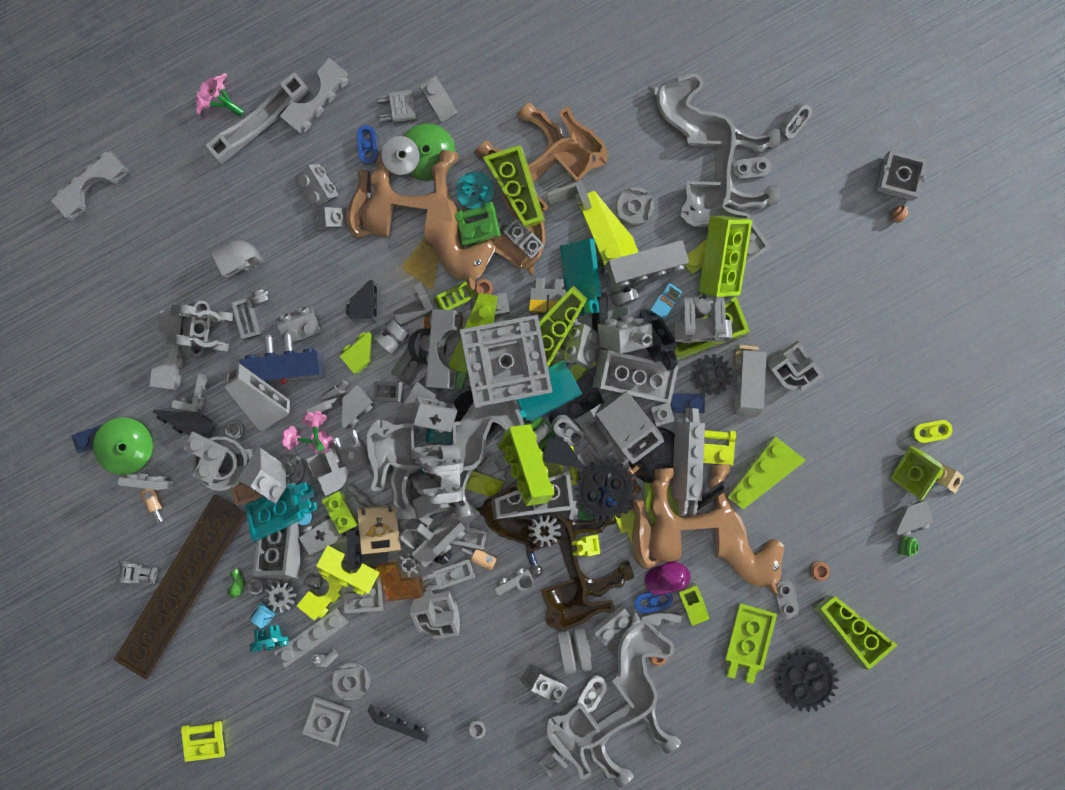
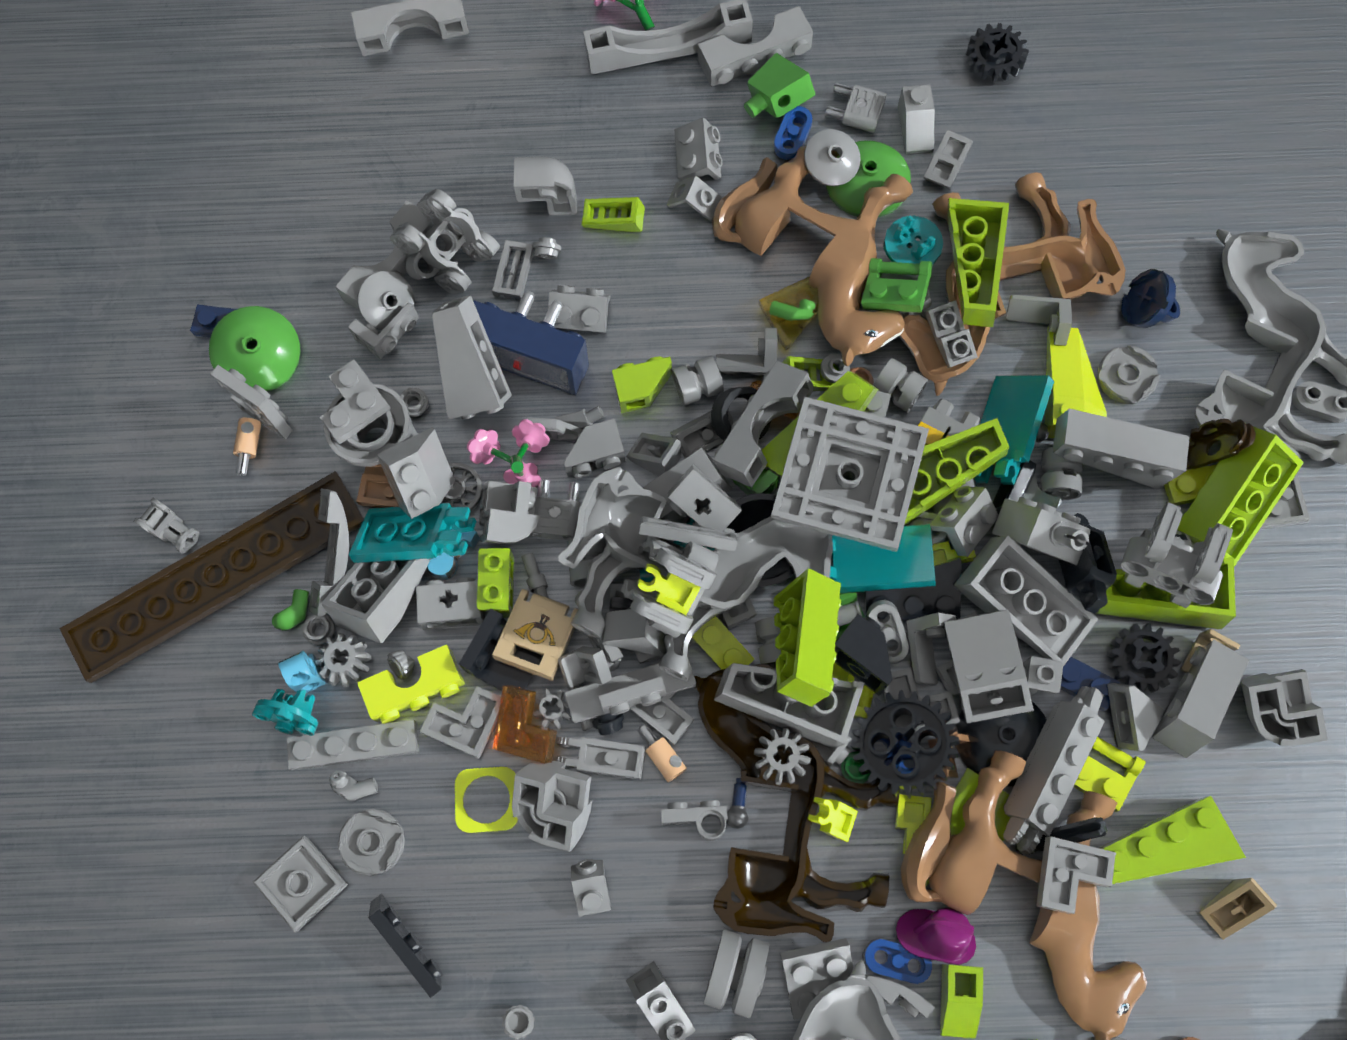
camera: 30 degrees right, 15 degrees down
(176, 375) = (373, 295): none -> light grey dish
(187, 422) = (352, 348): black slope -> none
(206, 747) = (103, 826): neon yellow plate -> none
(243, 541) = (331, 512): none -> light grey slope
(300, 246) = (625, 223): none -> lime slope
(331, 565) = (469, 690): neon yellow arch -> none
(343, 121) = (778, 87): none -> bright green torso
(364, 304) = (683, 317): black slope -> none
(395, 646) = (463, 780): none -> neon yellow piece
(426, 268) = (791, 312): none -> bright green arm
(434, 440) = (687, 533): none -> light grey tile
(443, 482) = (672, 590): none -> neon yellow plate
(458, 26) = (985, 53): none -> black gear
(462, 293) = (827, 370): none -> light grey plate
(469, 116) = (948, 159): none -> light grey slope
(478, 645) = (590, 887): none -> light grey bracket
(508, 281) = (903, 386): none -> light grey wheel
(628, 155) = (1150, 299): none -> dark blue tile
(665, 301) = (1120, 519): medium azure leg -> none
(690, 236) = (1233, 437): none -> dark brown piece
(715, 514) = (1066, 865): none -> light grey plate
(719, 411) = (1133, 716): none -> light grey slope
(812, 486) = (1237, 907): none -> tan slope

